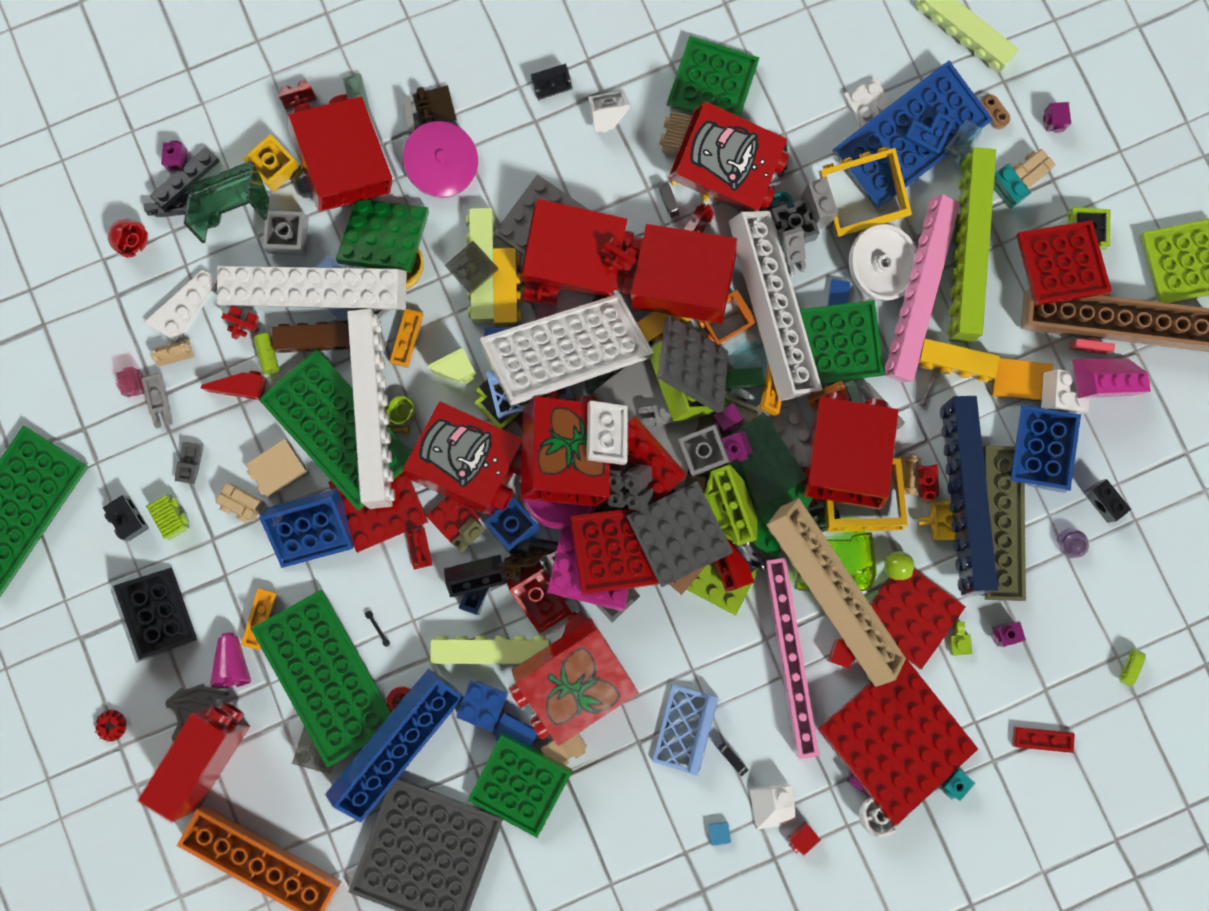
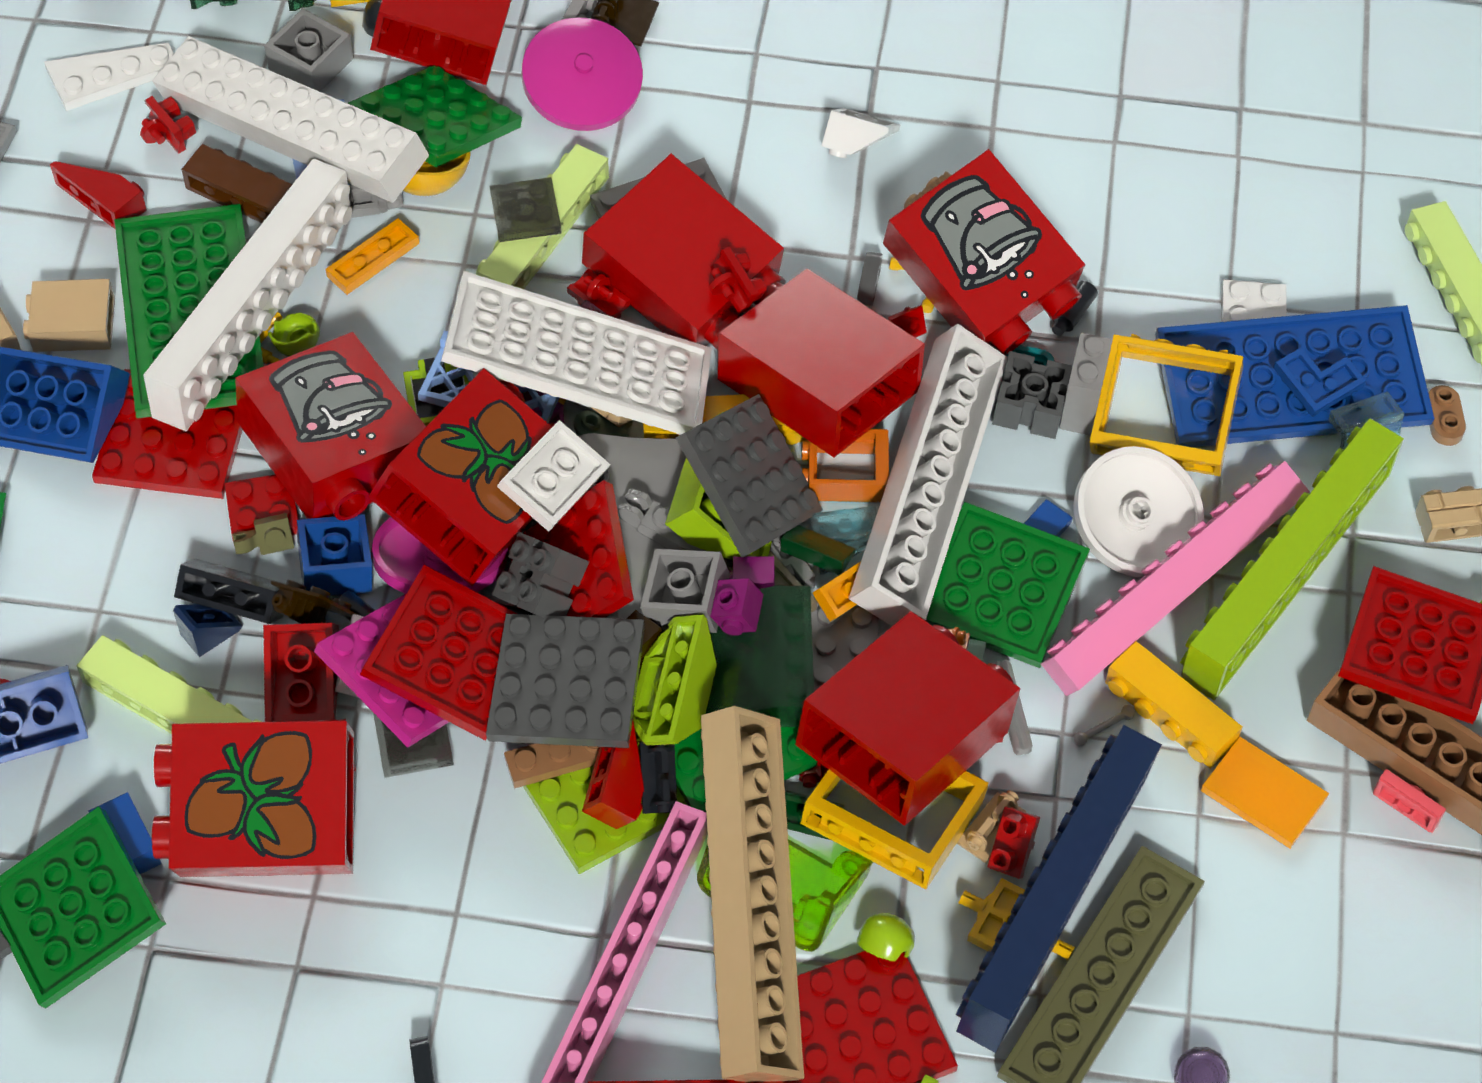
camera: 30 degrees right, 25 degrees down
(172, 353) = (49, 115): tan hinge -> none
(266, 354) = (168, 177): lime axle -> none
(369, 615) = (44, 569): black hinge -> none
(419, 548) = (182, 519): red hinge -> none
(454, 367) = (407, 315): yellowish green slope -> none
(482, 705) = (106, 765): blue brick -> none
(506, 287) = (559, 257): yellow brick -> none
(551, 81) = (804, 63): black hinge -> none
(572, 747) = (185, 898): tan brick -> none
(702, 734) = (406, 1003): light blue fence -> none
(712, 75) = (1048, 163): green plate -> none
(794, 249) = (1009, 419): light grey hinge -> none
(841, 654) = (700, 1017): red brick -> none
(1010, 186) = (1405, 516): teal brick -> none
(1045, 448) = (1236, 899): blue slope -> none
(1061, 393) = (1321, 837): white brick -> none
(1107, 500) = (1297, 1036): black brick -> none
(1109, 378) = (1403, 851): dark pink slope -> none

